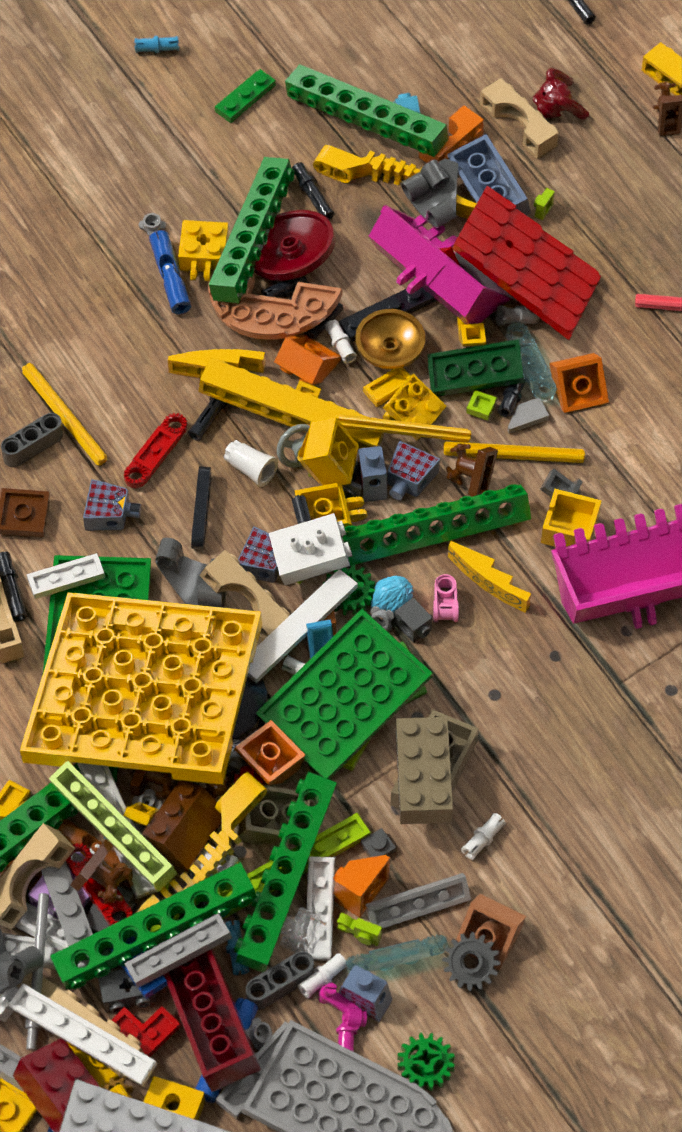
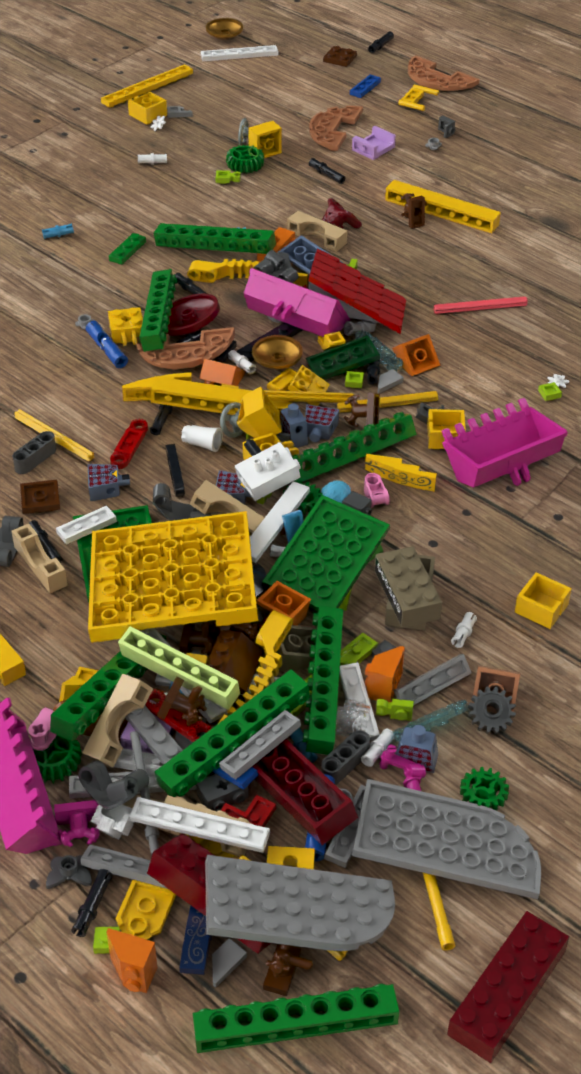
camera: 15 degrees left, 15 degrees down
(593, 819) = (542, 600): none -> yellow piece

